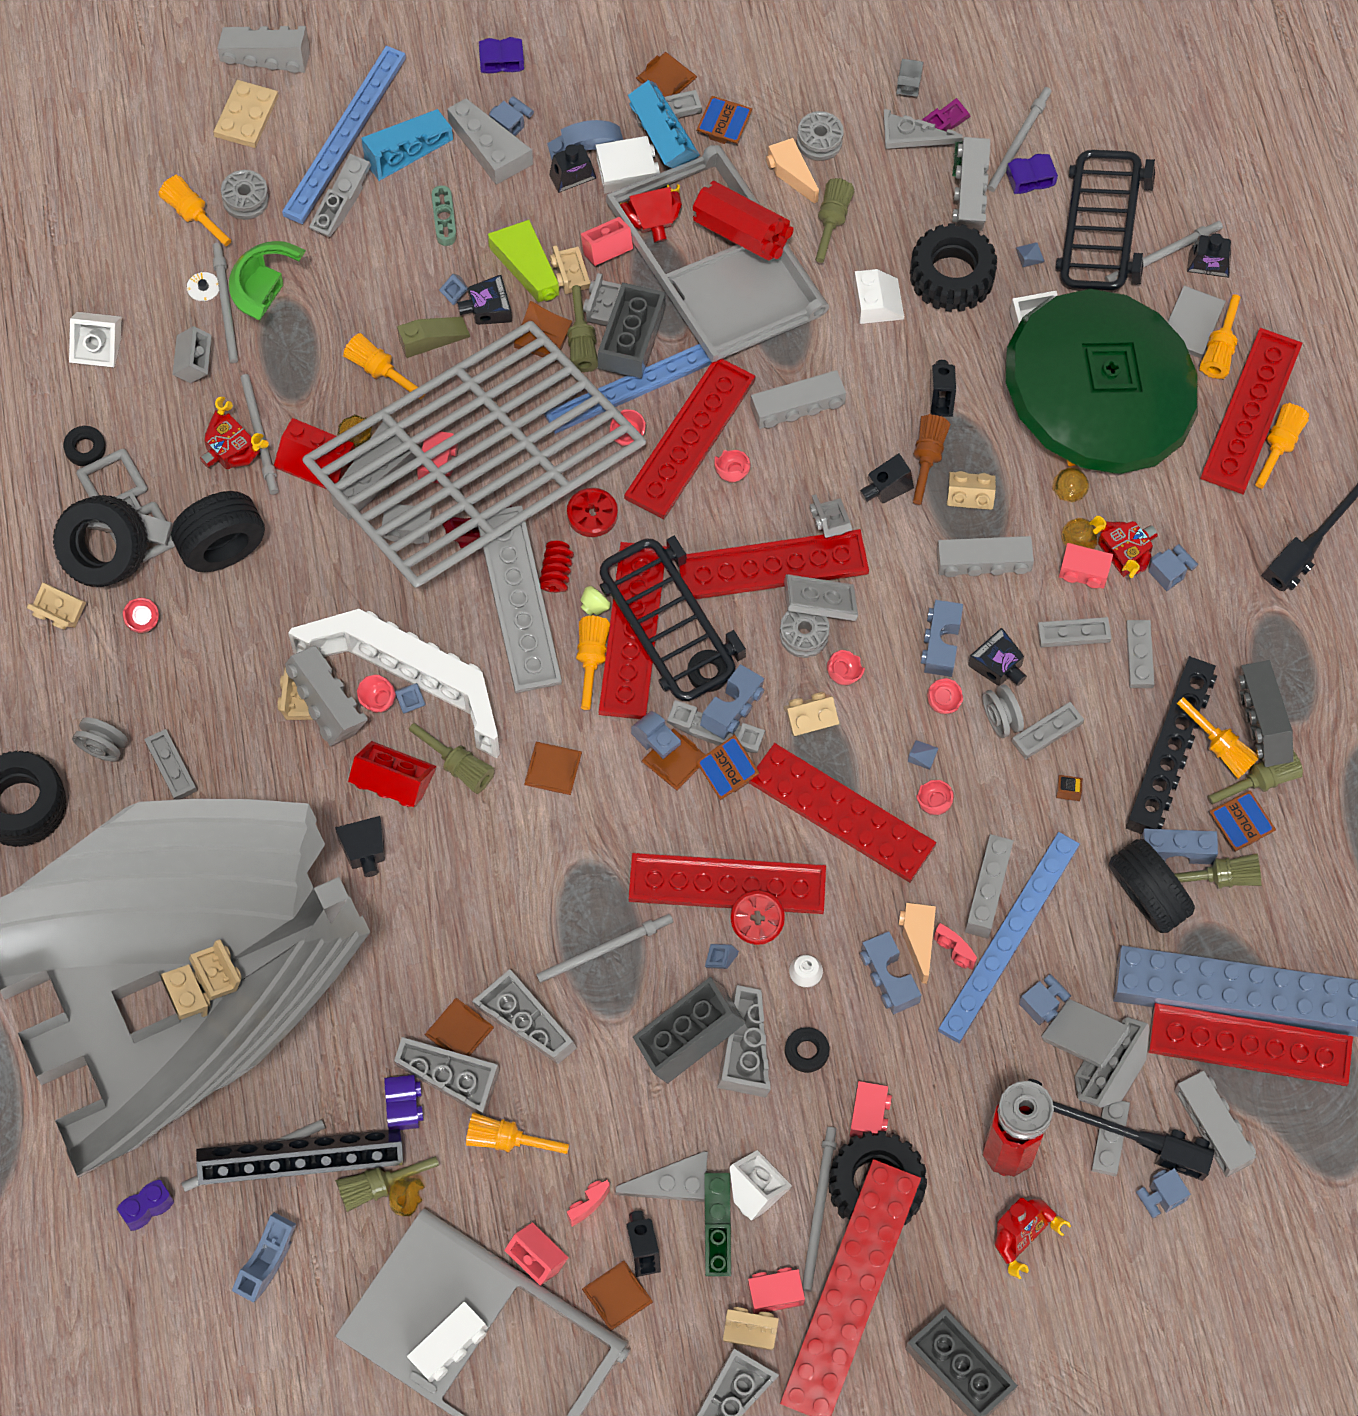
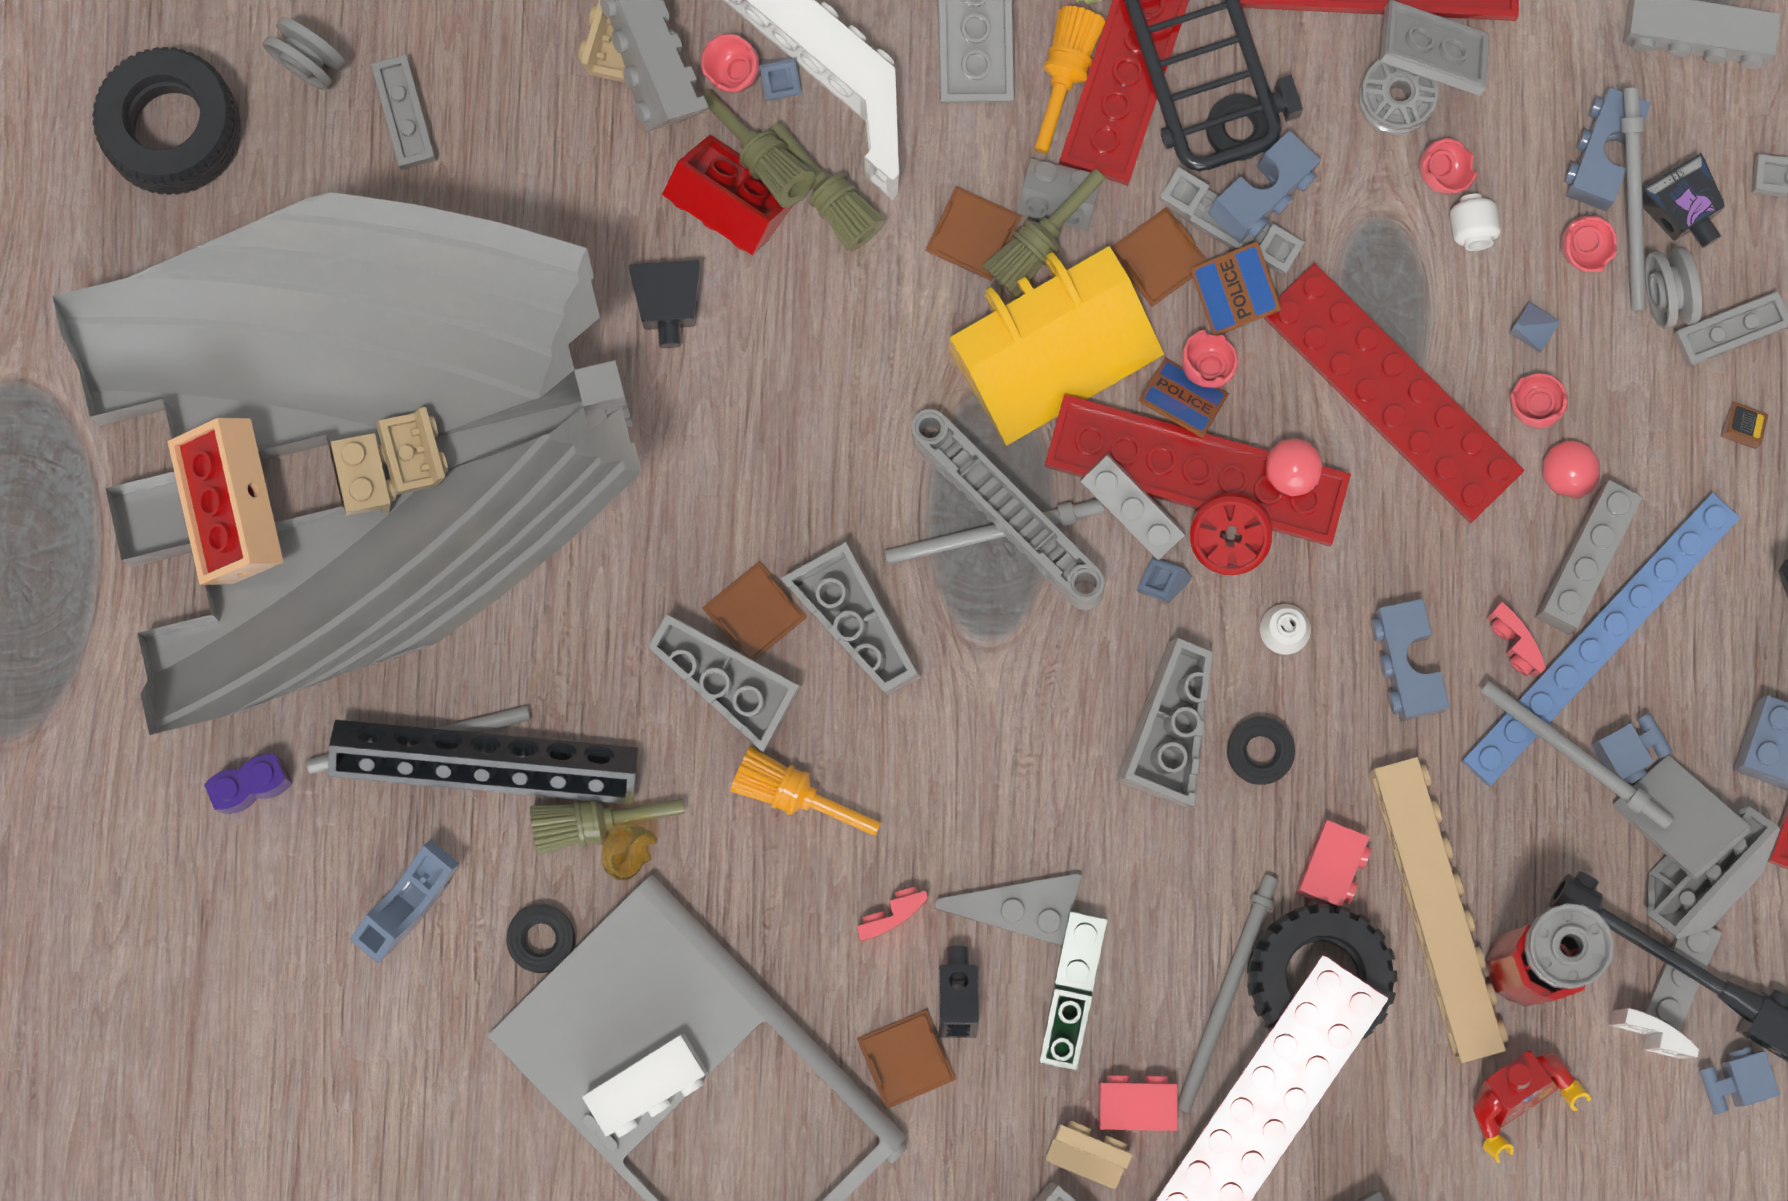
camera: 10 degrees right, 15 degrees up
(99, 1024) = (225, 501): none -> light nougat brick
(347, 1255) = (520, 926): none -> black tyre
(401, 1102) = (649, 707): dark purple brick -> none
(411, 745) = (766, 157): none -> olive piece
(536, 1254) = (800, 978): coral brick -> none
(594, 763) = (1035, 240): none -> olive piece
(602, 733) = (1048, 187): none -> light grey bracket
(615, 931) = (1008, 509): none -> light grey gear
(619, 819) = (1055, 341): none -> yellow piece
(654, 733) = (1135, 211): sand blue brick -> none
(688, 1030) = (1092, 692): dark grey brick -> none
(691, 913) = (1132, 506): none -> light grey plate
(708, 840) = (1182, 400): none -> piece
(720, 814) = (1209, 360): none -> coral hair
(756, 1185) = (1143, 940): white slope -> none
(788, 867) = (1293, 466): none -> coral hair
(811, 713) = (1380, 228): tan bracket -> none
(870, 697) = (1475, 222): none -> white head
(918, 935) = (1465, 611): light nougat slope -> none
(943, 1126) = (1437, 910): none -> tan brick
(954, 619) = (1632, 126): none -> light grey bar
(966, 836) = (1571, 469): none -> coral hair
(1054, 1027) = (1636, 800): none -> light grey bar
(1108, 1174) = (1659, 1037): none -> white slope

